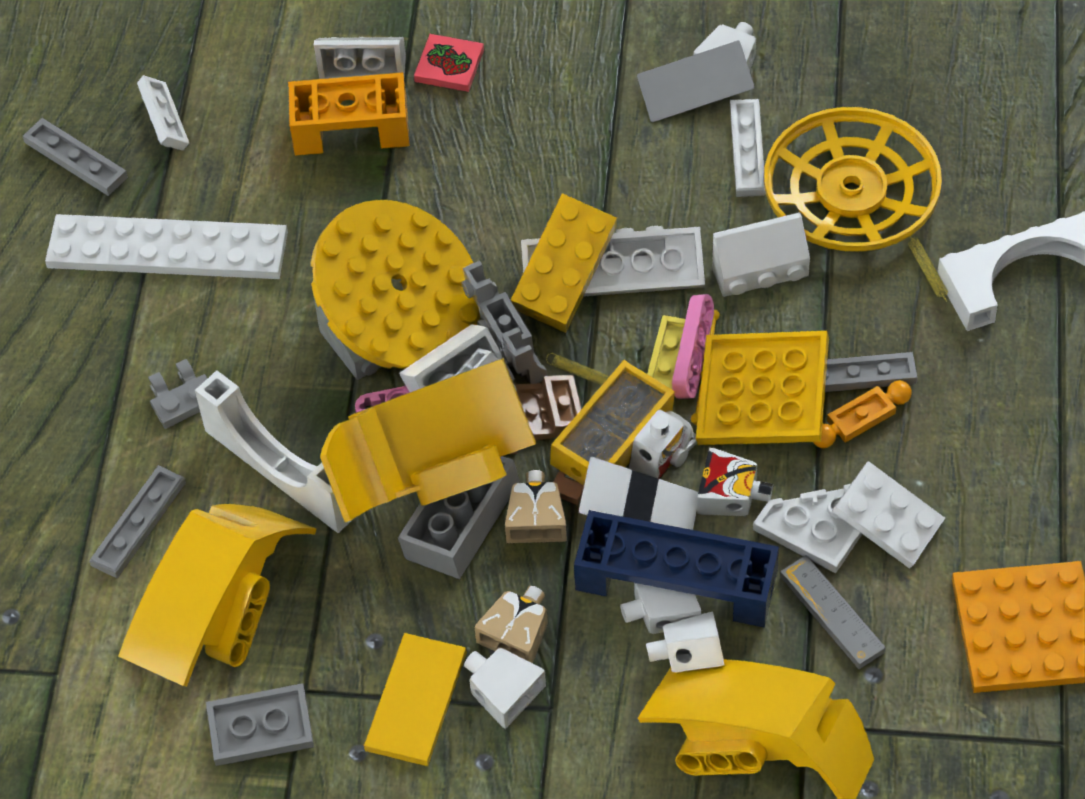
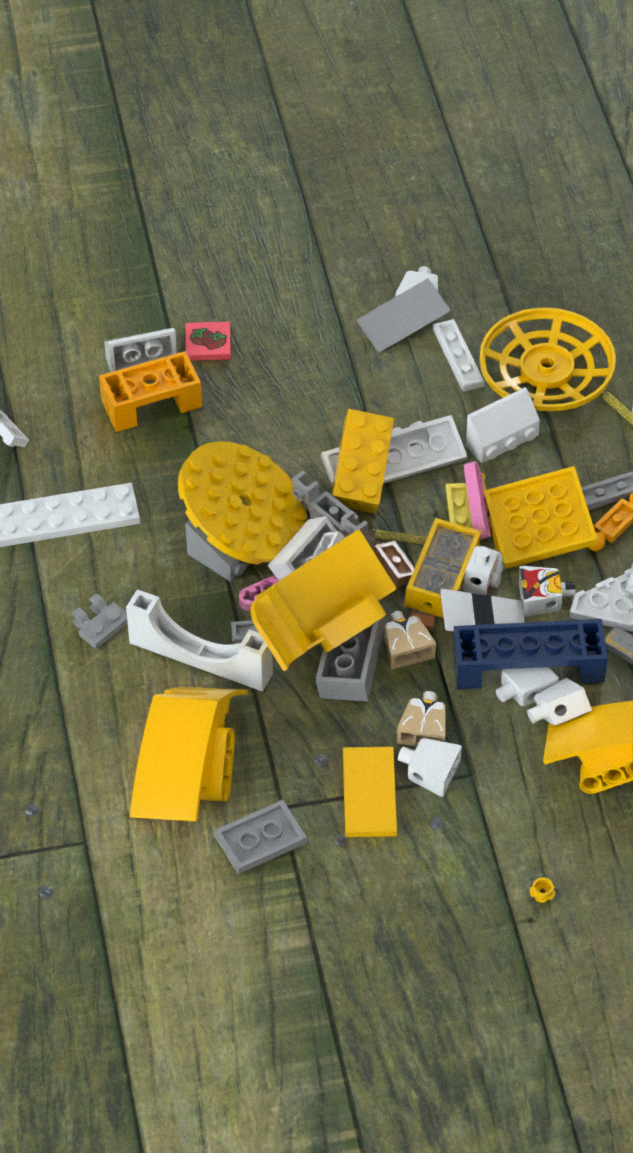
camera: 20 degrees left, 5 degrees down
(137, 521) = (104, 719): light grey tile -> none

